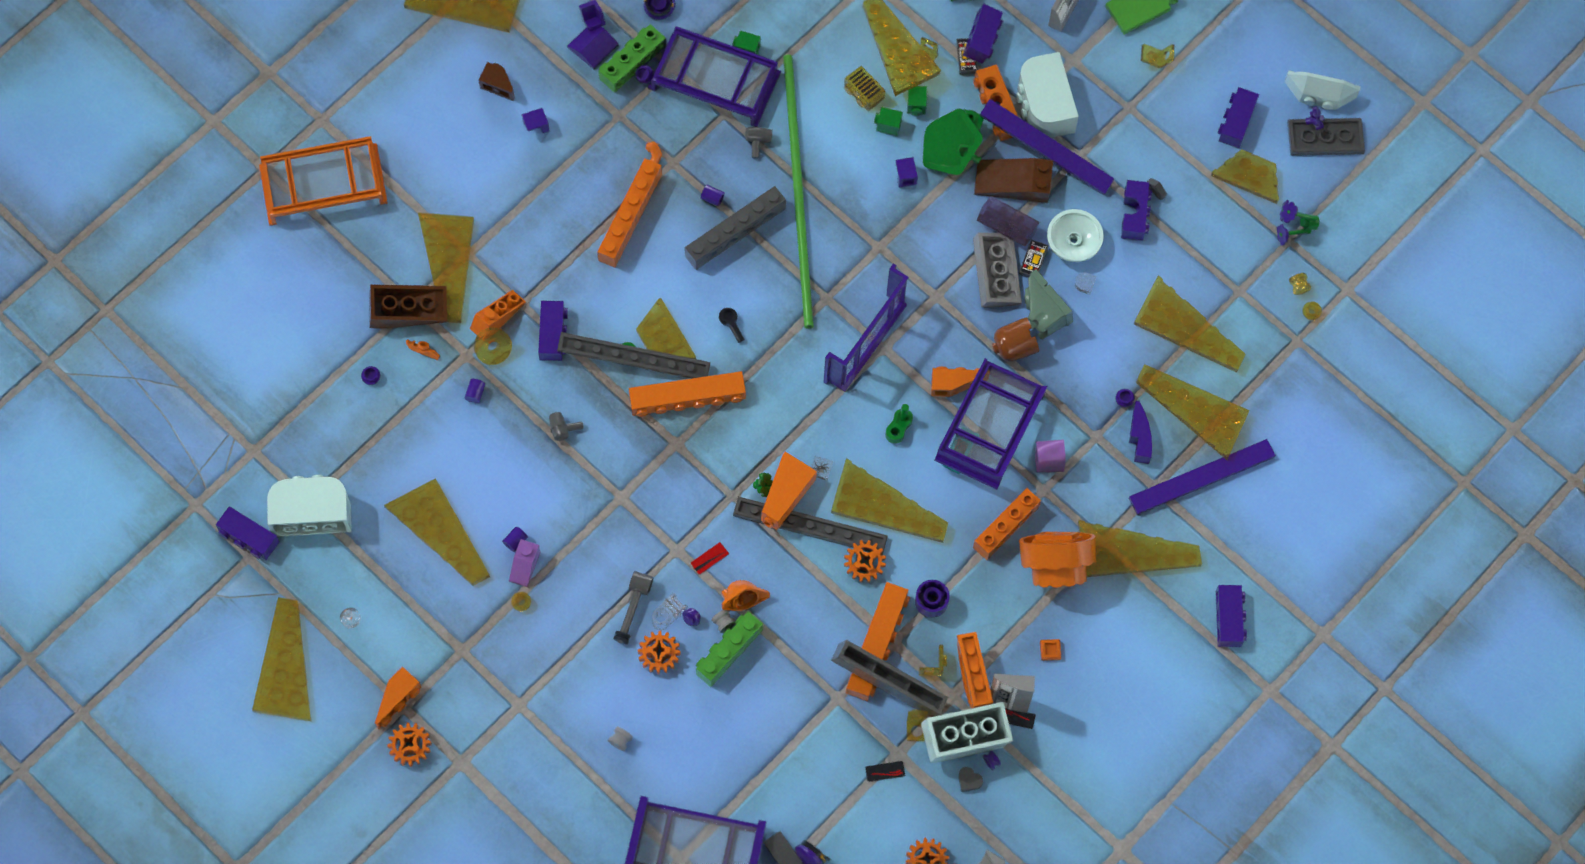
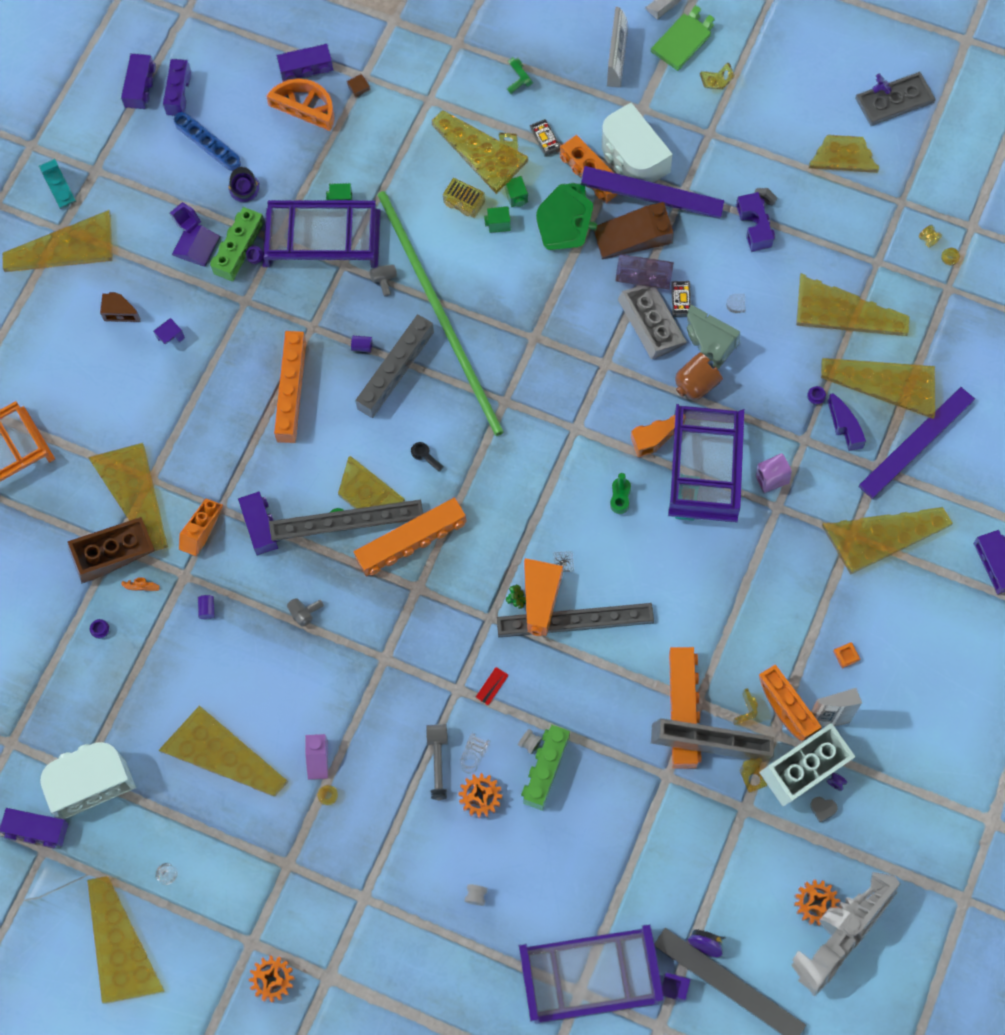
camera: 15 degrees left, 0 degrees up
(398, 691) = (240, 933): orange slope -> none
(496, 355) = (217, 561): clear yellow tile -> none
(512, 540) = (297, 736): dark purple piece -> none
(655, 151) = (291, 321): orange arm -> none
(691, 617) = (498, 749): dark purple plate -> none
(742, 596) = (539, 710): orange hat -> none
(843, 372) = (546, 463): dark purple piece -> none
(872, 556) = (633, 629): orange gear -> none
(877, 503) = (629, 575): clear yellow wing -> none
(885, 771) = (740, 830): black sticker -> none
(906, 172) = (534, 260): dark purple panel -> none
(934, 588) = (716, 657): dark purple piece -> none
(983, 34) = (553, 112): dark purple brick -> none
(1007, 524) = (758, 551): orange brick -> none
(1020, 718) = (848, 730): black sticker -> none
(1058, 557) = (823, 565): orange piece -> none
(1079, 226) = (711, 254): light aqua dish -> none
(1237, 117) = (811, 108): dark purple brick -> none
(1288, 213) = (897, 174): plant -> none
(1321, 90) = (874, 58): light aqua wedge -> none

